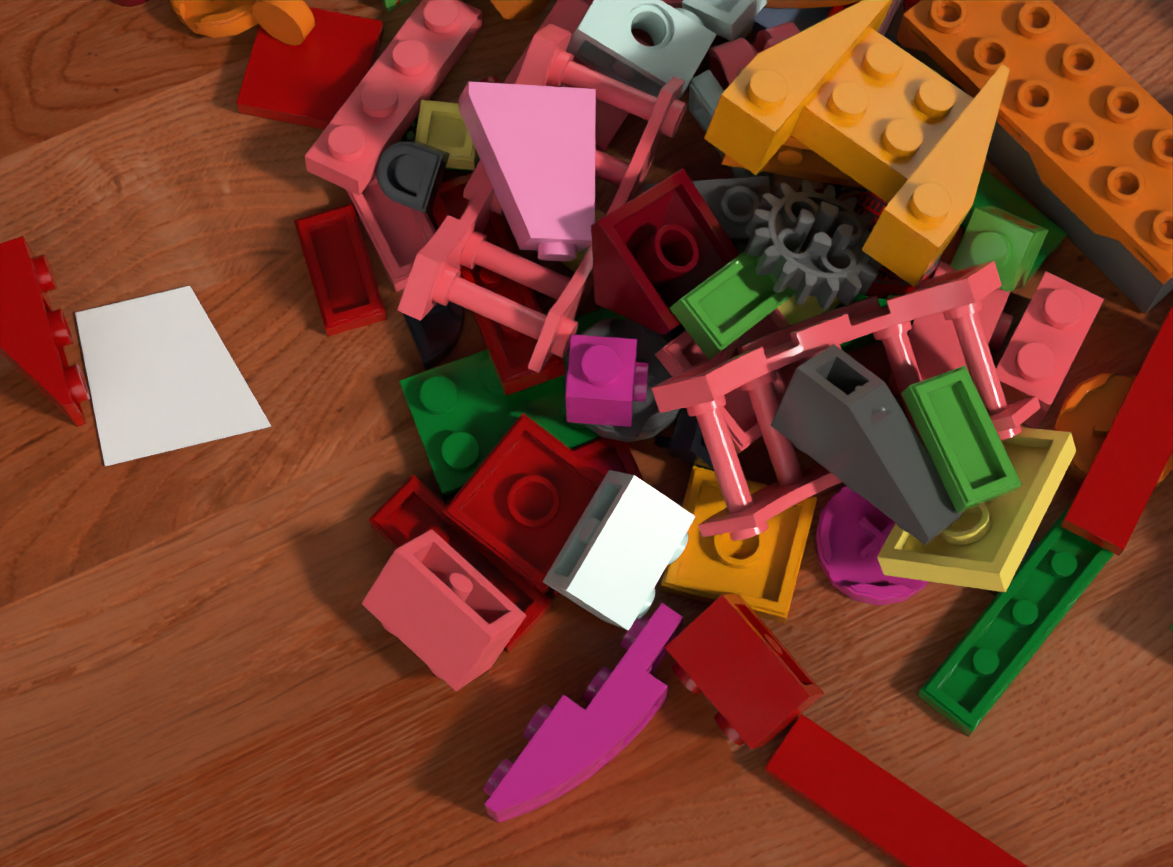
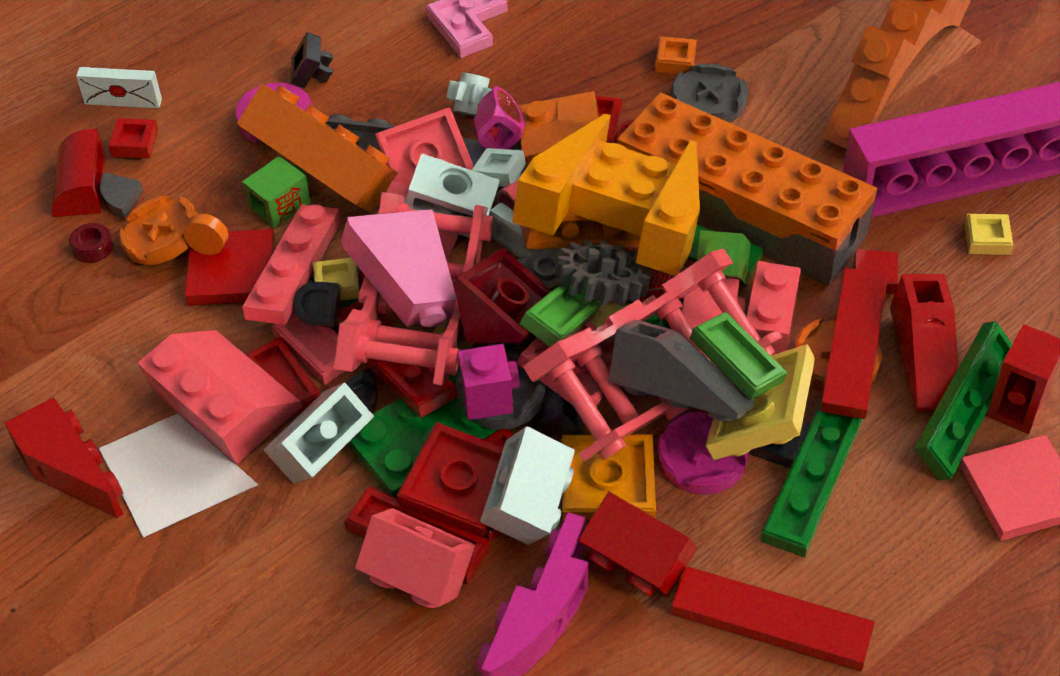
camera: 15 degrees left, 20 degrees down
(249, 272) = (218, 390): none -> coral slope
(363, 384) = (318, 433): none -> light aqua brick

